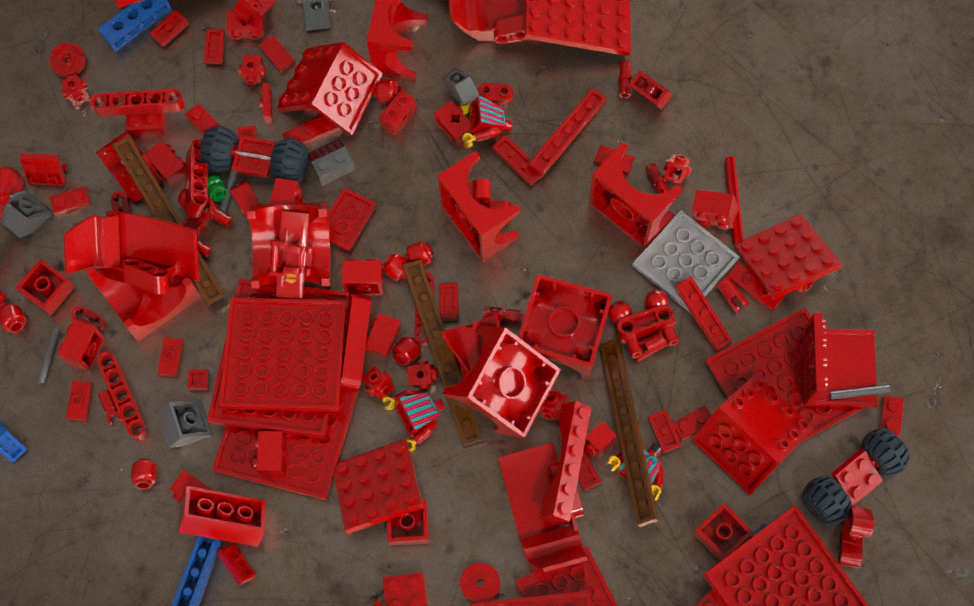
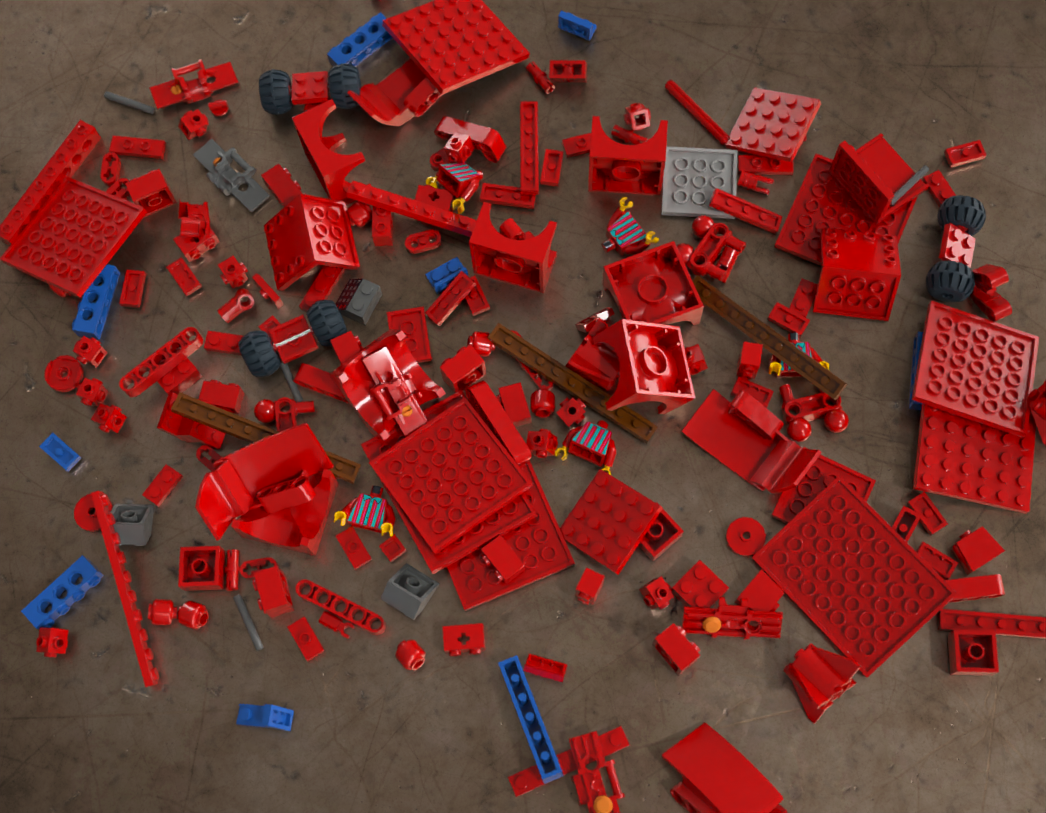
camera: 35 degrees left, 0 degrees up
(17, 119) = (60, 452): none -> blue plate
(43, 169) = (120, 474): red plate -> none
(67, 305) = (232, 570): none -> red pin
(70, 119) = (109, 418): none -> red brick
(97, 55) = (89, 351): none -> red brick
(195, 181) = (262, 390): red beam -> none
(201, 337) = (368, 513): none -> torso
(216, 189) = (281, 387): green wheel -> none
(222, 516) = (507, 636): red brick -> none
(233, 98) = (234, 307): none -> red piece
(276, 54) = (241, 247): red tile -> none
(319, 526) = (589, 586): none -> red brick
(345, 25) = (281, 184): none -> red brick
(366, 566) = (657, 593): none -> red brick
(402, 212) = (450, 298): none -> red plate
(416, 191) = (443, 275): none -> blue bracket
(418, 251) = (489, 320): red head -> none
(420, 149) = (422, 240): none -> red plate
(423, 223) = (476, 299): none -> red plate
(429, 117) = (411, 208): none -> red plate
(449, 301) = (543, 340): red plate -> none
(460, 86) = (417, 168): dark grey brick -> none
(505, 92) = (459, 148): none -> red brick
(526, 90) = (482, 137): none -> red beam
(560, 496) = (761, 424): red arch -> none
(572, 162) = (551, 167): none -> red plate
(587, 259) = (625, 232): none -> torso
(619, 519) = (811, 409): none -> red piece
(691, 55) = (576, 25): none -> blue bracket
(715, 209) = (693, 125): red brick -> none
(722, 532) = (894, 361): red brick -> none
(939, 401) = (965, 153): none -> red plate

